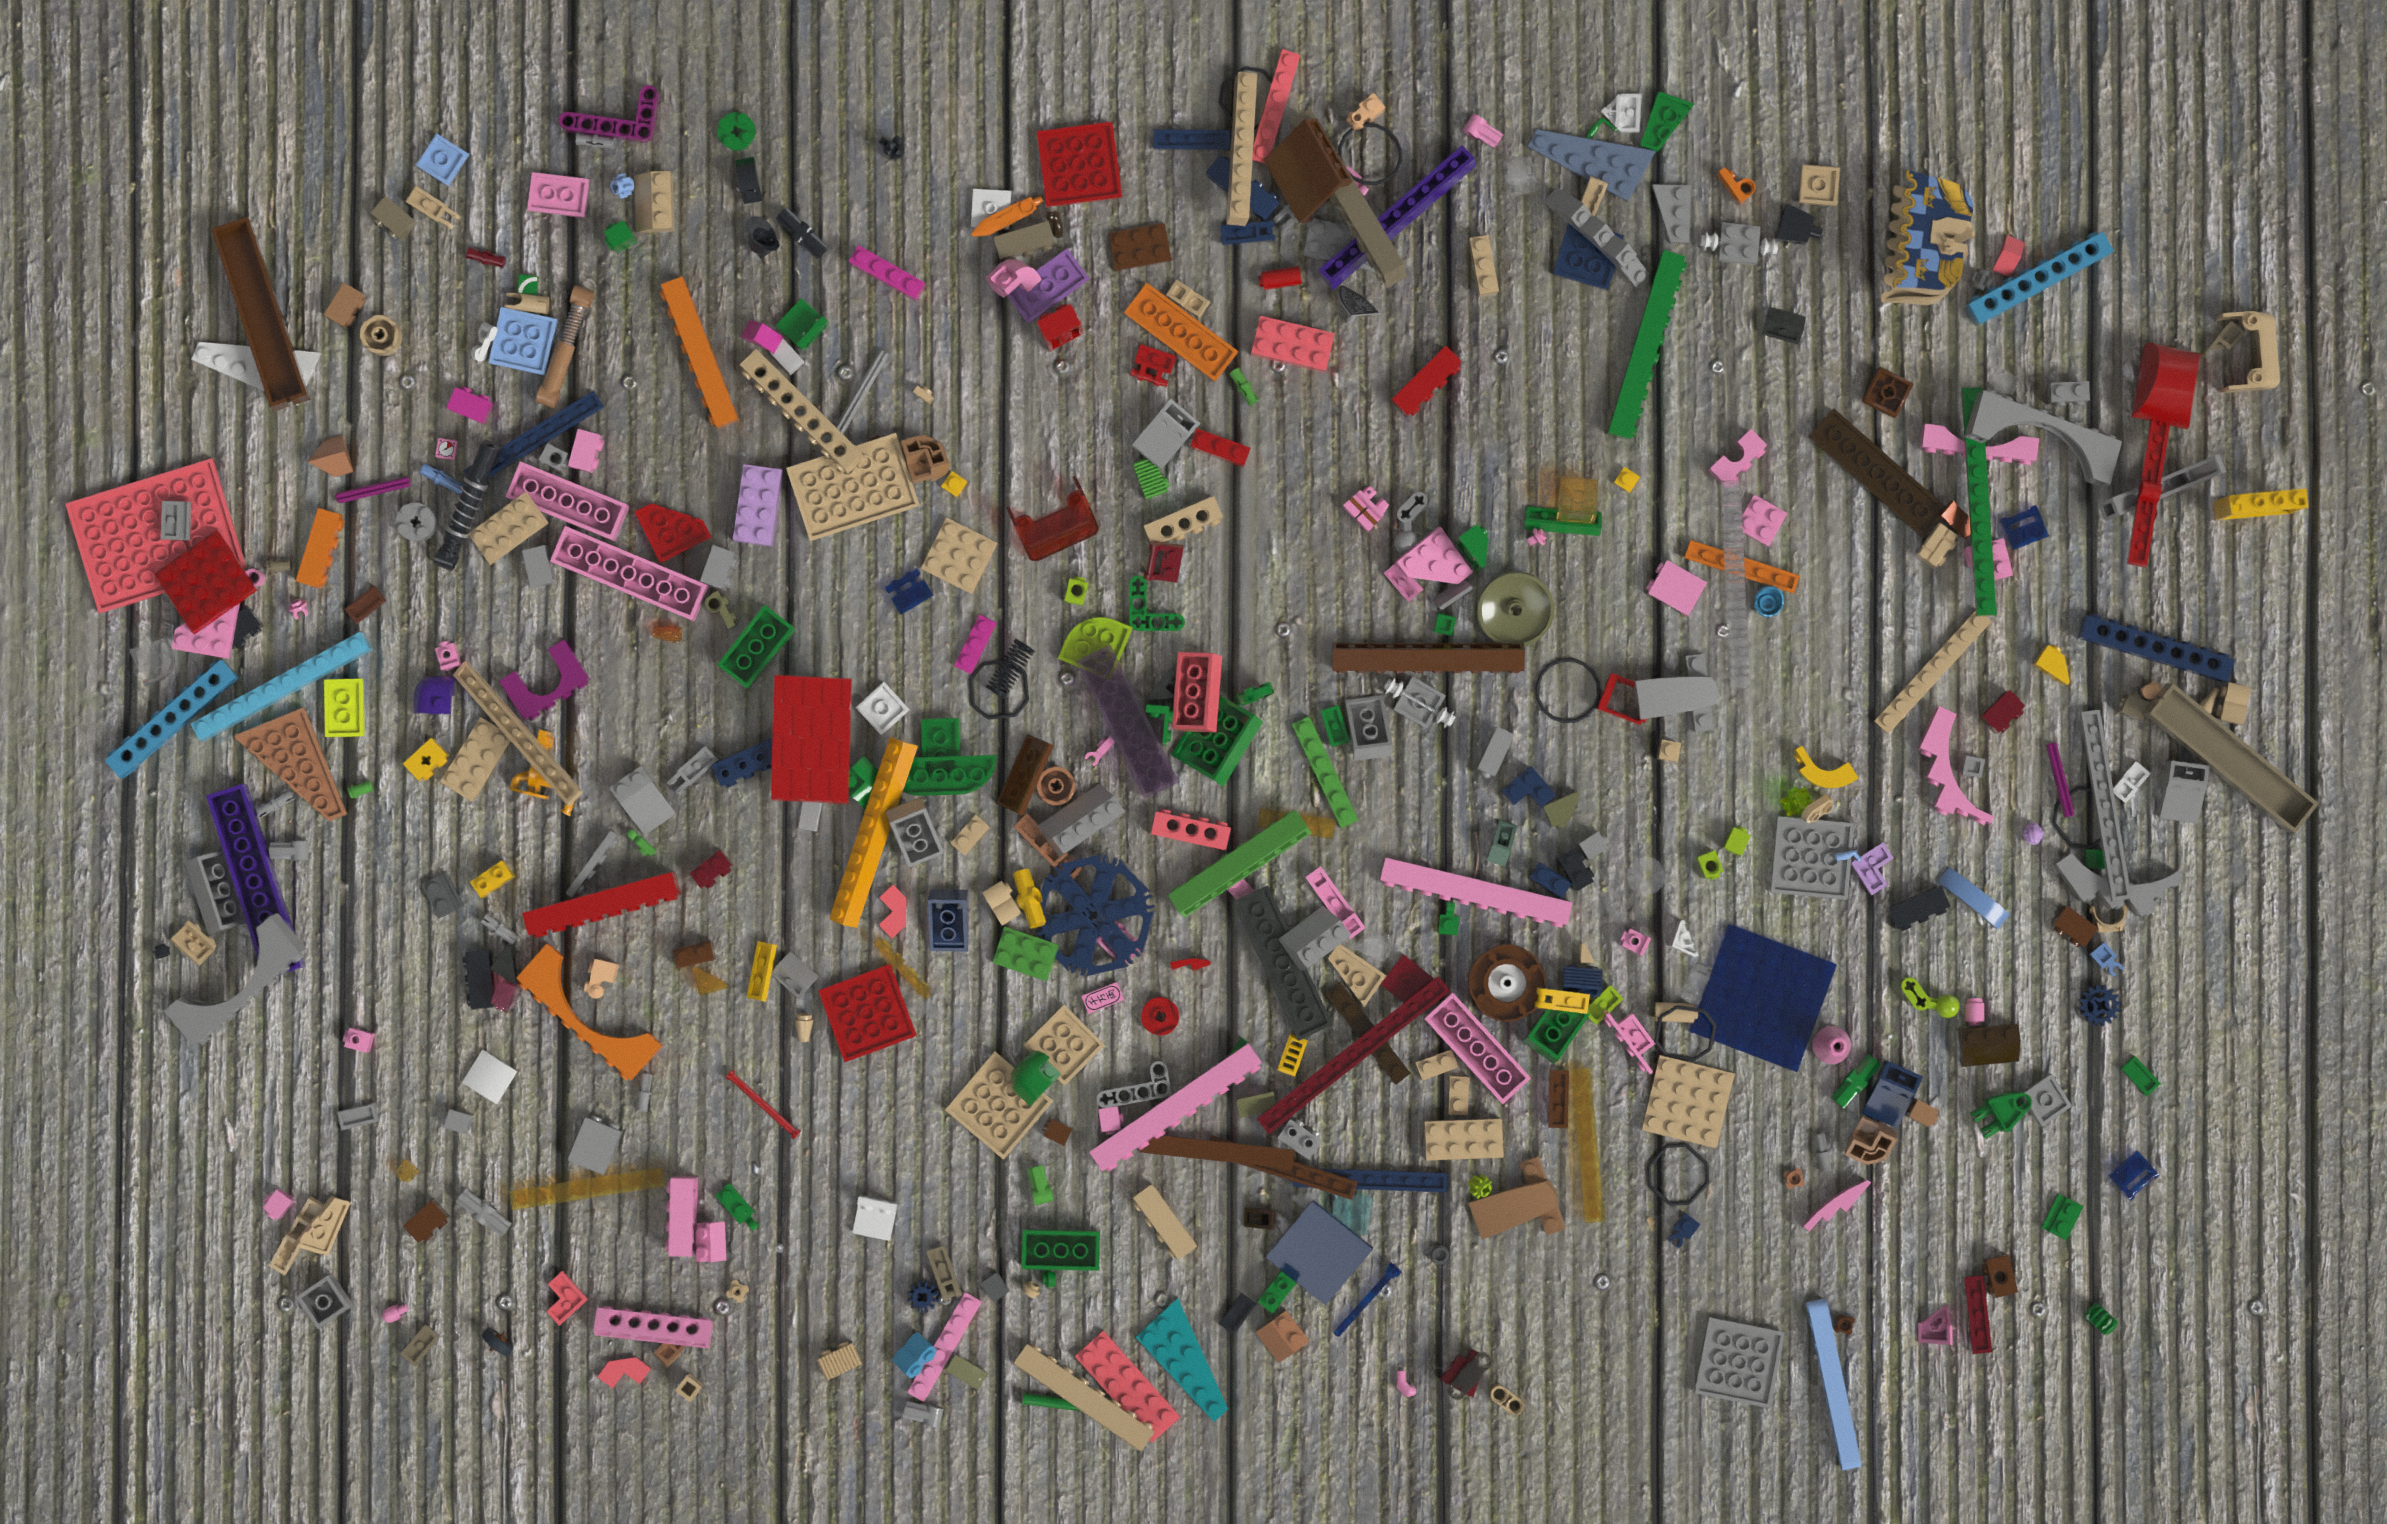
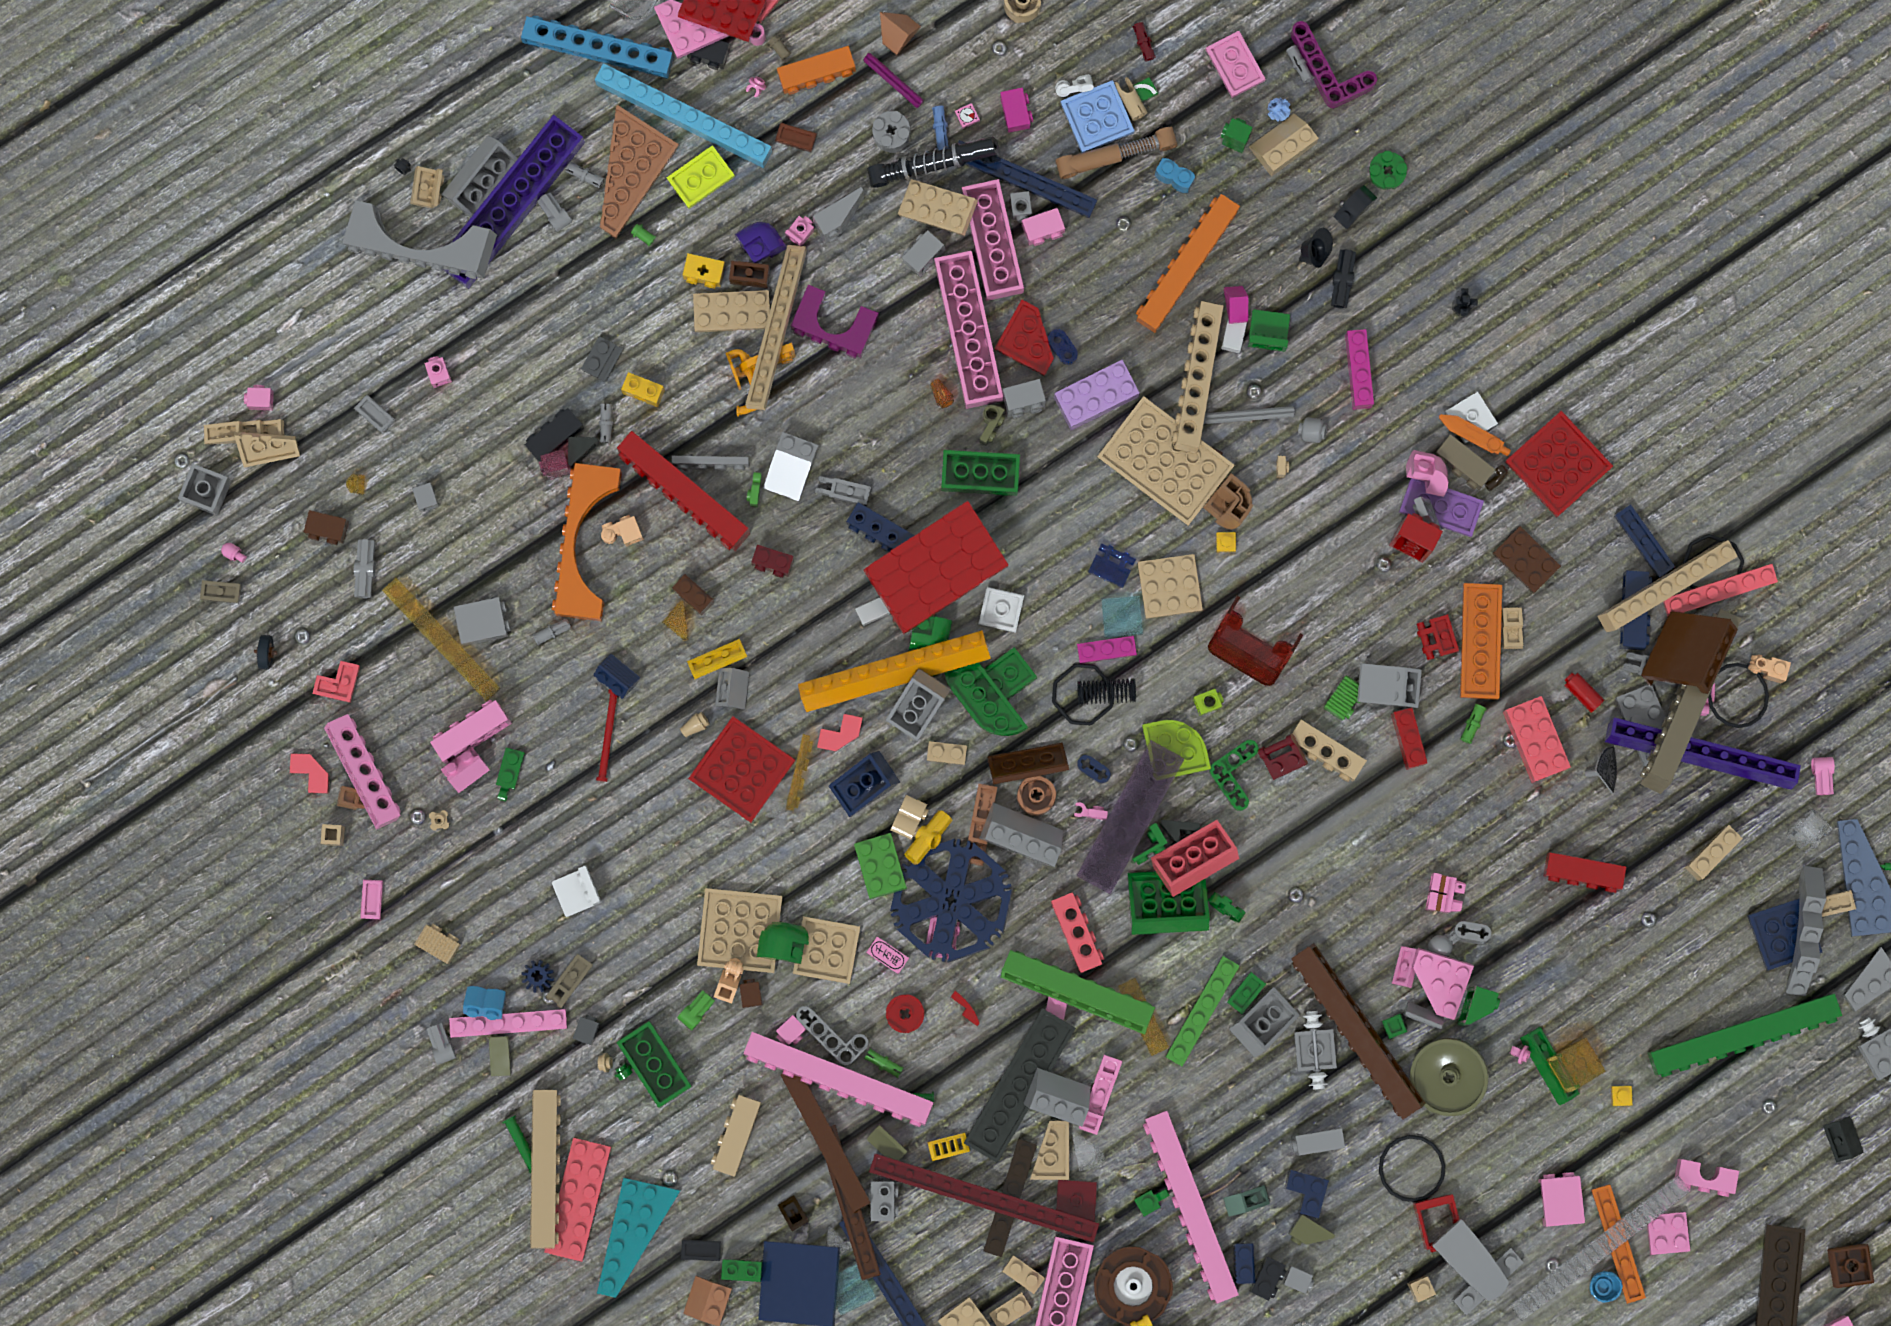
camera: 60 degrees right, 5 degrees down
(456, 724) = (749, 274): none -> reddish brown brick
(458, 619) = (835, 218): none -> light grey slope
(489, 1076) = (479, 497): white slope -> none
(613, 314) = (1178, 177): none -> dark azure brick
(698, 505) = (1063, 347): none -> clear blue plate
(719, 1064) = (616, 676): none -> dark blue brick
(764, 1390) = (371, 899): none -> bright pink tile
(911, 347) = (1313, 430): none -> light grey head
(957, 612) = (1122, 616): none -> clear light blue plate
(1034, 1141) = (729, 980): none -> light nougat brick
(1044, 303) = (1425, 509): none -> light grey wing
(1064, 719) = (1090, 773): none -> dark blue beam
(1188, 1061) = (883, 1063): none -> bright green pin
(1247, 234) = (1602, 641): dark blue plate -> none

